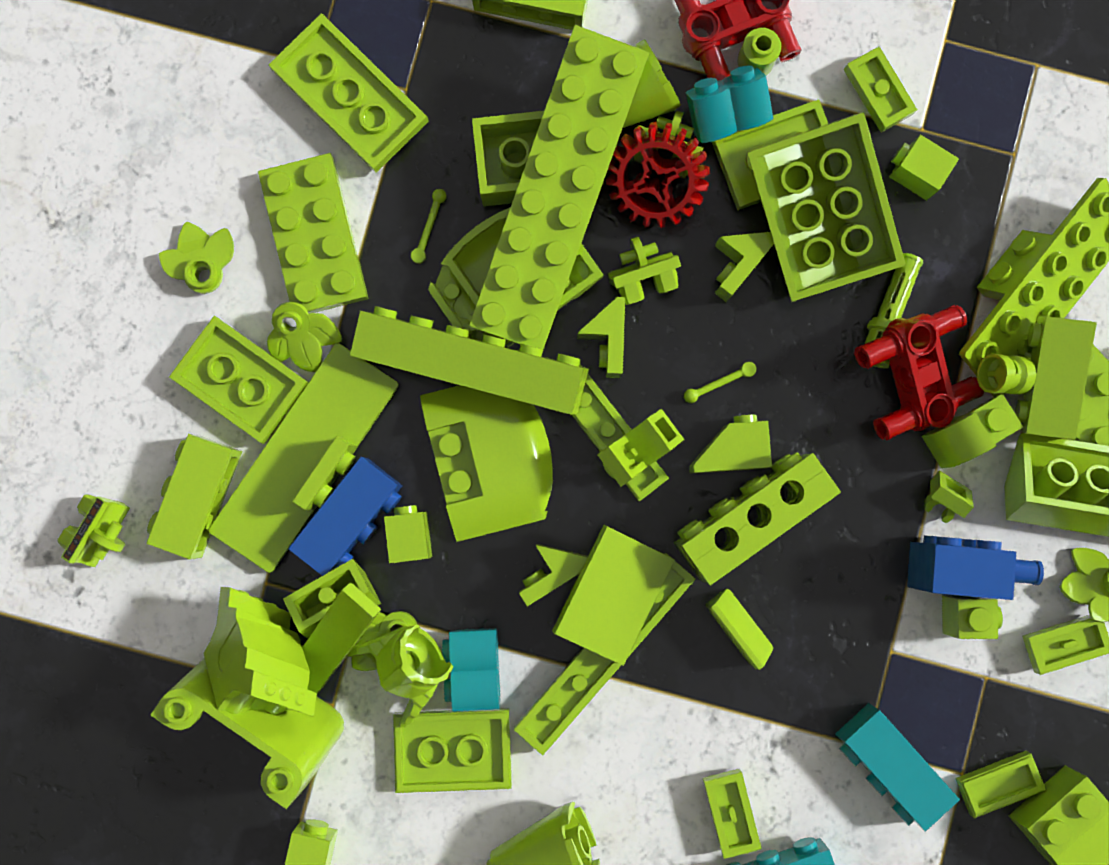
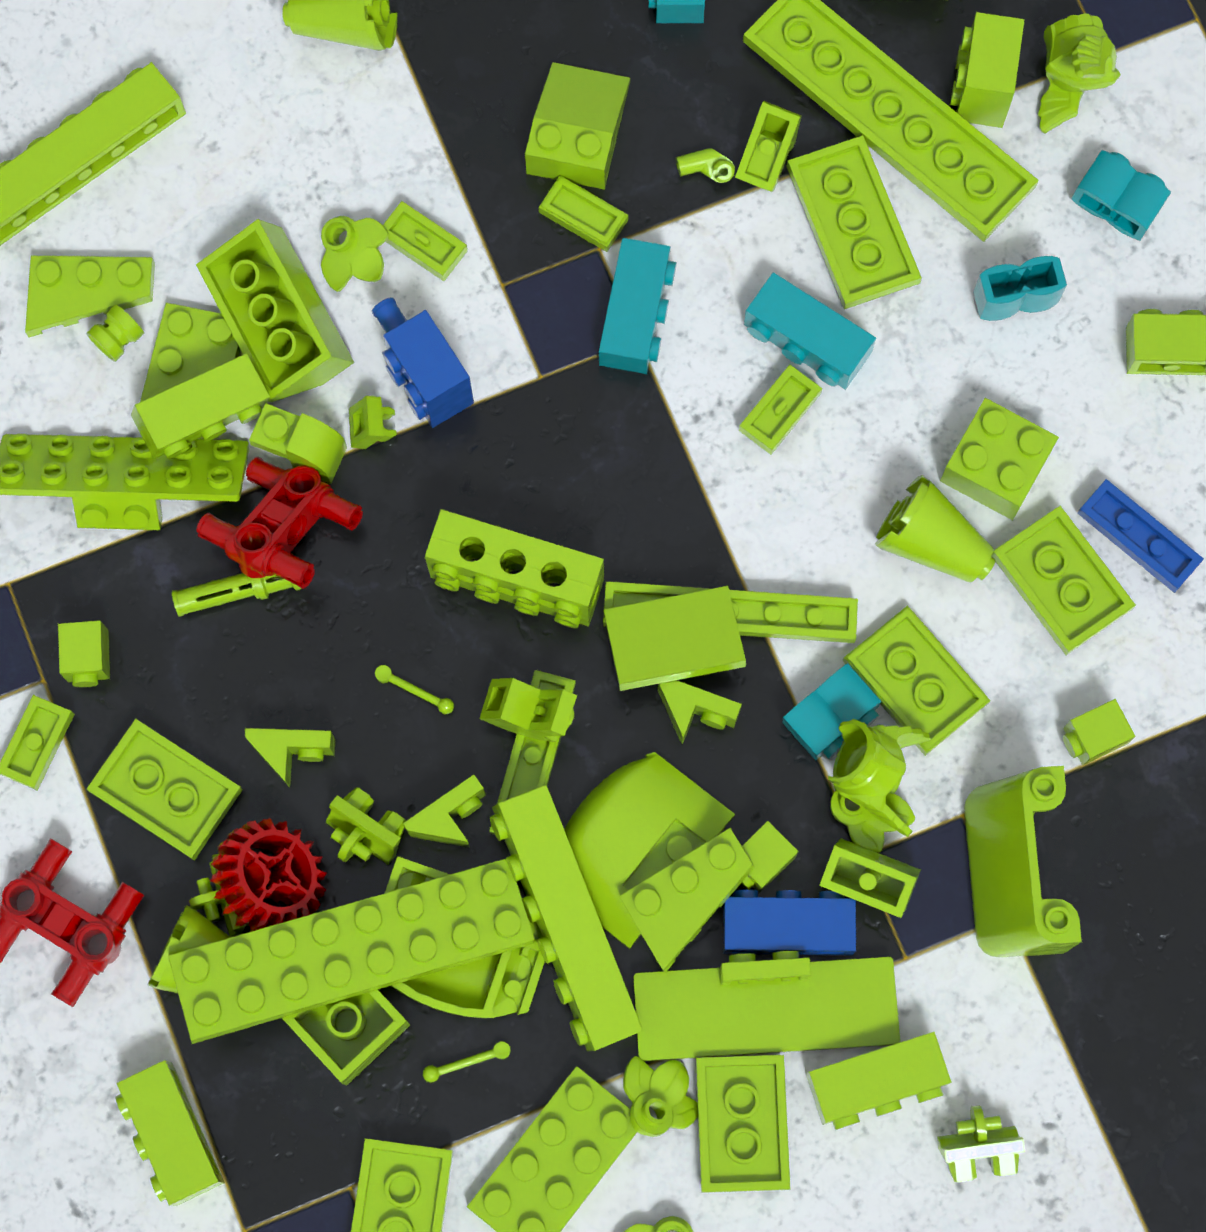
camera: 125 degrees left, 10 degrees down
(256, 658) = (968, 896): lime slope -> none
(337, 634) = (901, 844): lime tile -> none
(419, 458) = (686, 894): none -> lime wing
(729, 104) = (153, 863): teal brick -> none
(736, 447) = (465, 631): lime slope -> none
(740, 628) = (619, 514): lime slope -> none
(760, 50) = (93, 879): lime brick -> none
(827, 207) = (189, 705): lime slope -> none
(971, 617) = (463, 331): lime brick -> none
(1006, 374) = (230, 448): lime wheel -> none

